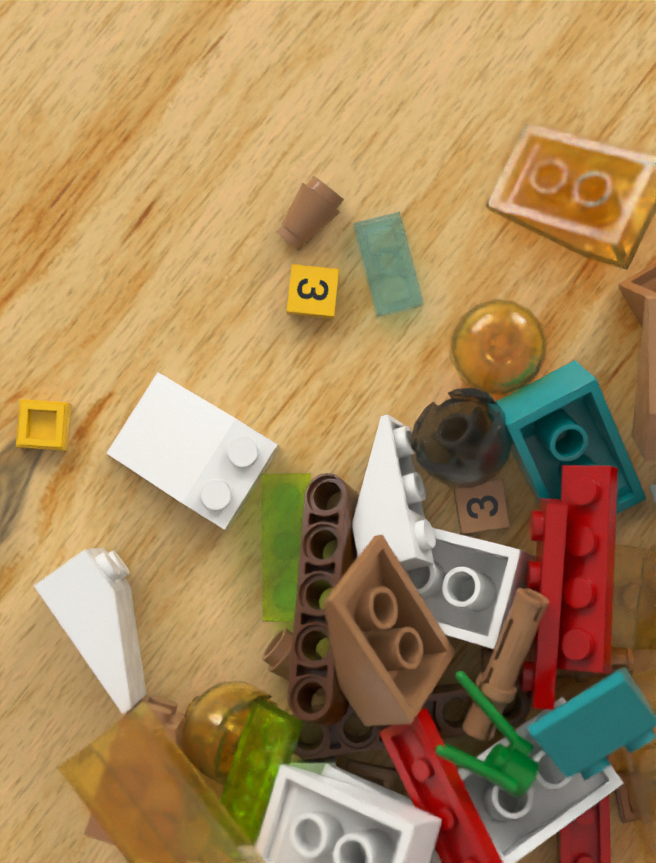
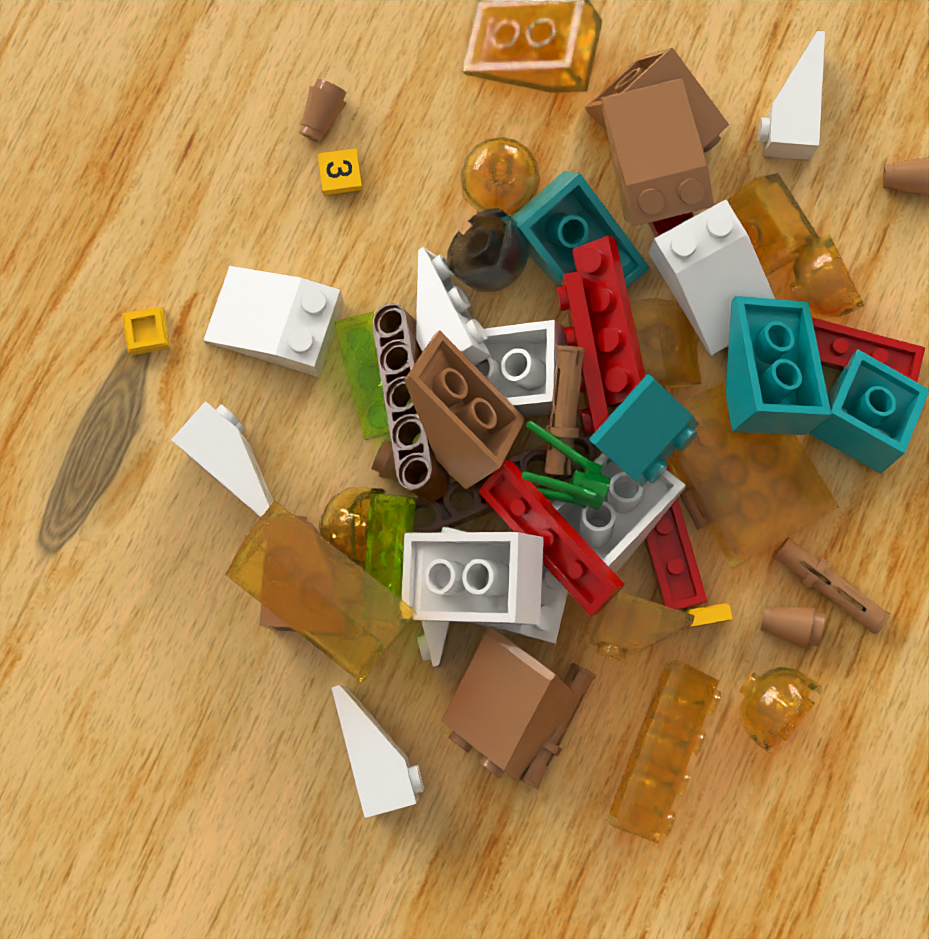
camera: 15 degrees left, 5 degrees down
(388, 264) = (395, 136): clear light blue plate -> none
(481, 507) = (519, 304): medium nougat tile -> none

